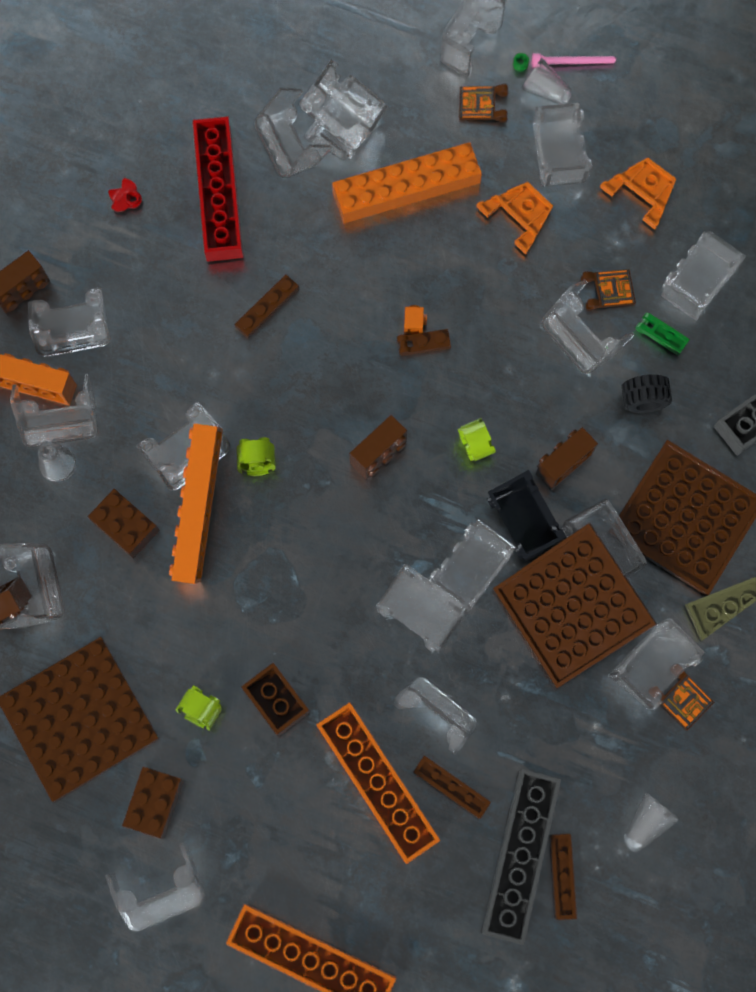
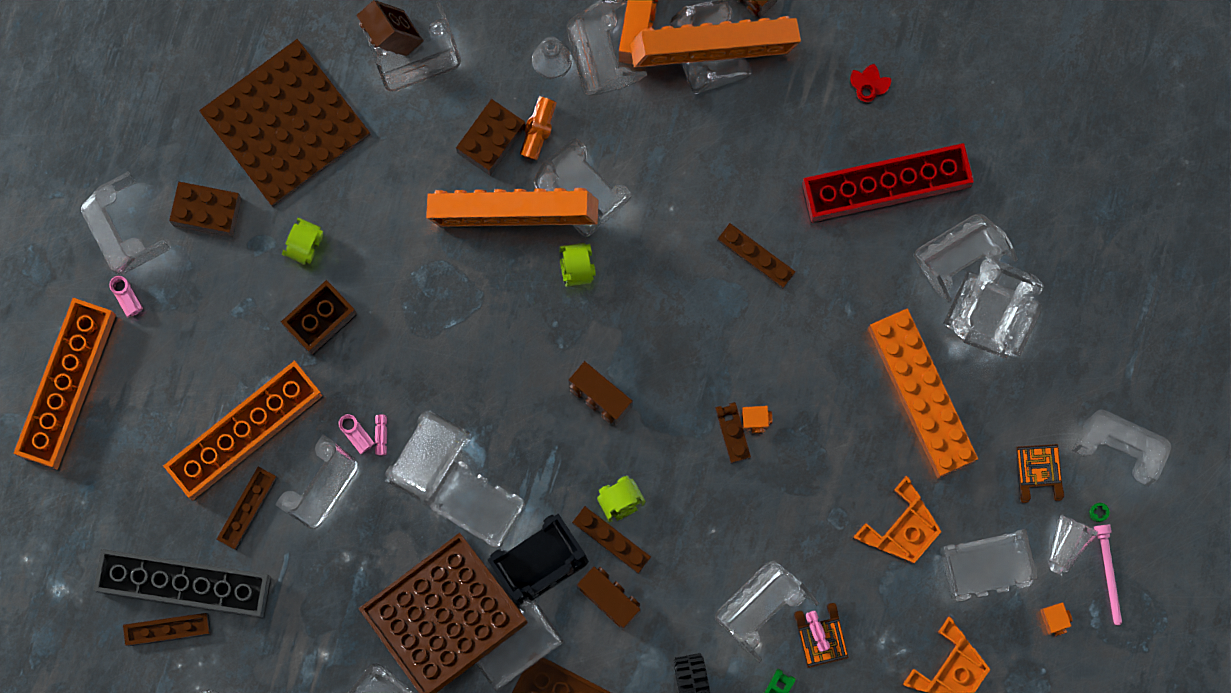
camera: 85 degrees right, 5 degrees up
(67, 310) = (715, 41): none -> orange brick
(121, 479) = (538, 128): none -> orange piece
(231, 890) = (126, 297): none -> bright pink piece
(392, 675) = (356, 435): none -> bright pink piece
(393, 653) = (380, 435): none -> bright pink axle
(510, 455) = (611, 539): none -> reddish brown plate
(606, 289) = (817, 631): none -> bright pink axle
(608, 103) = (1056, 619): none -> orange brick

